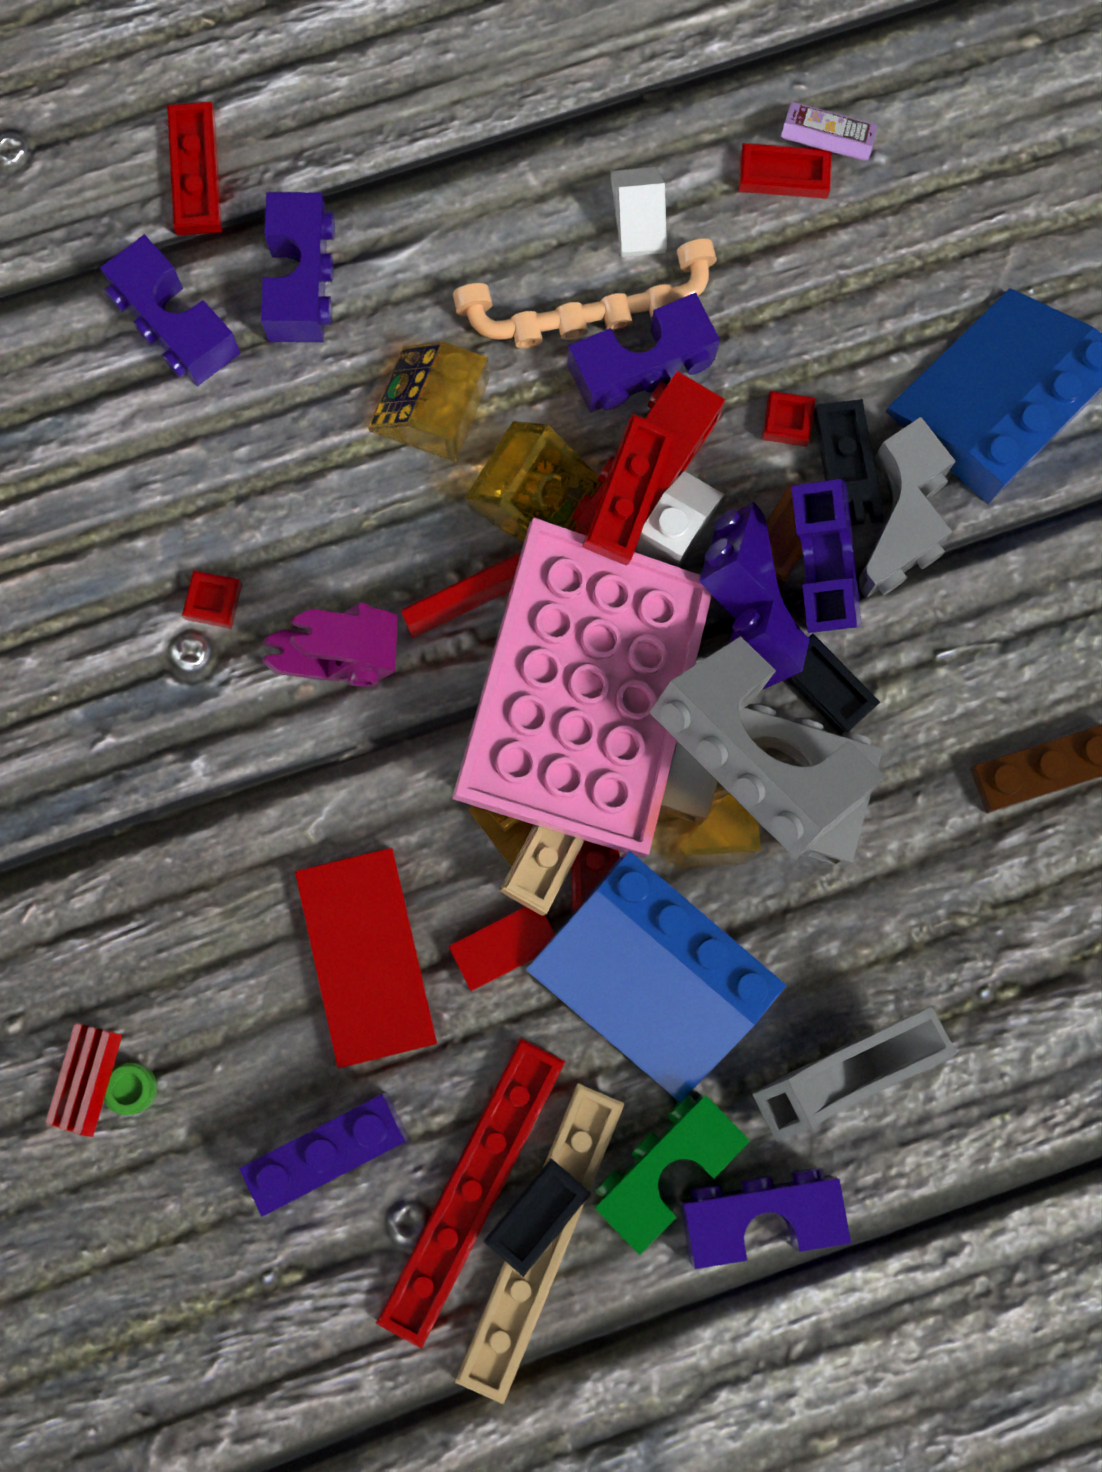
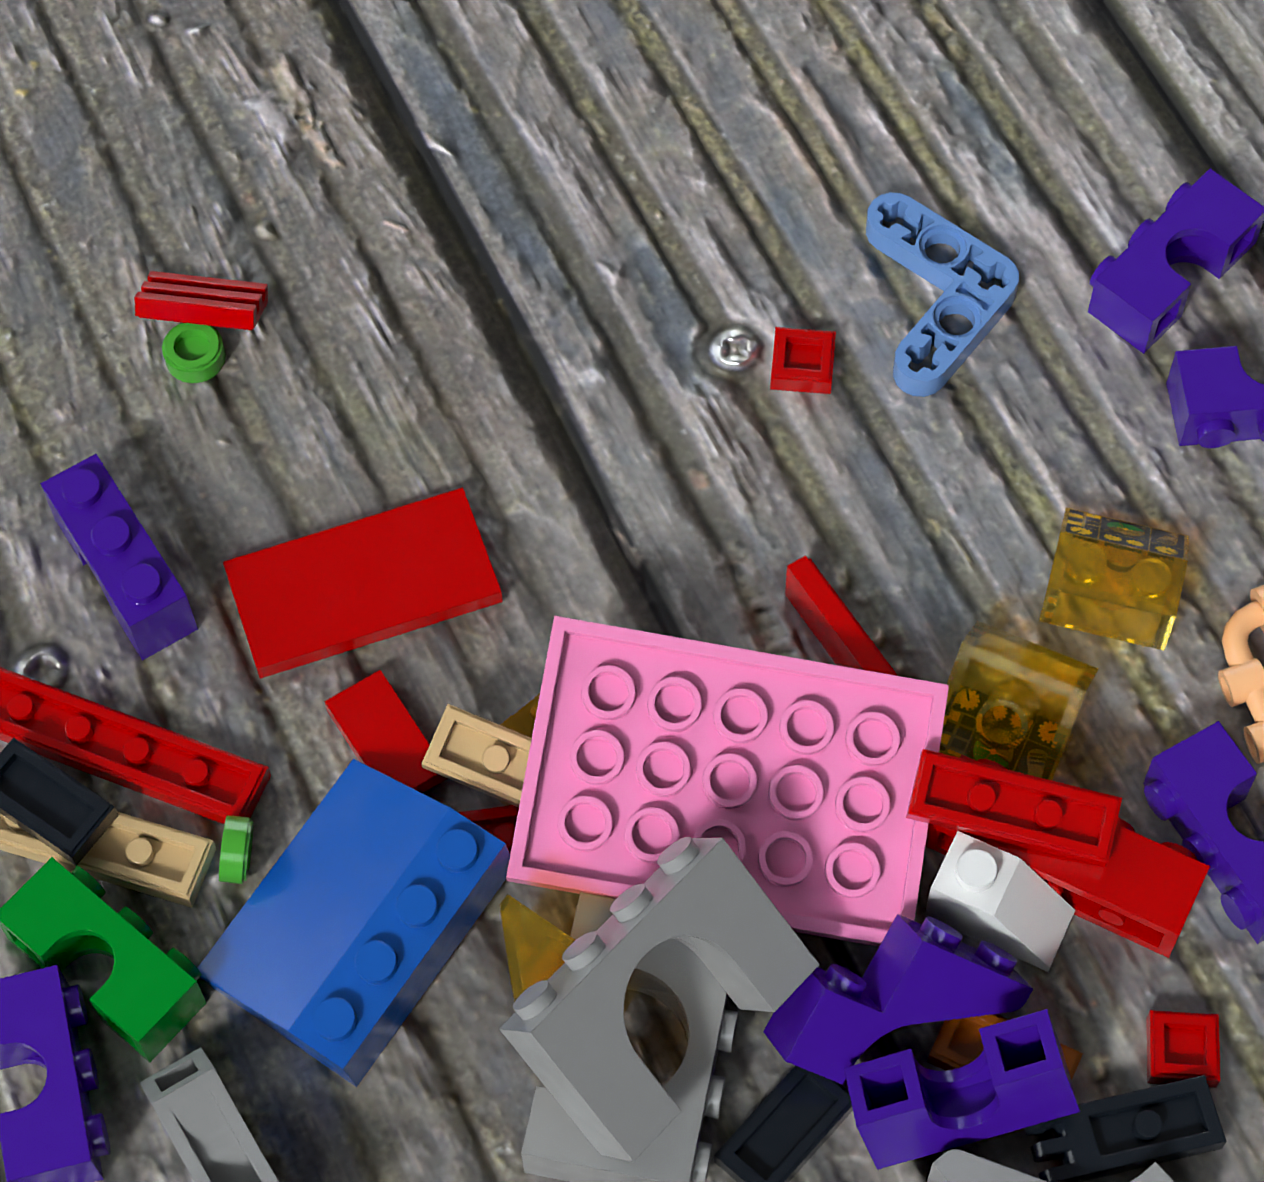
camera: 90 degrees right, 15 degrees down
(169, 470) = (960, 295): none -> medium blue beam
(338, 646) = (751, 510): magenta piece -> none
(589, 1064) = (236, 849): none -> bright green tile

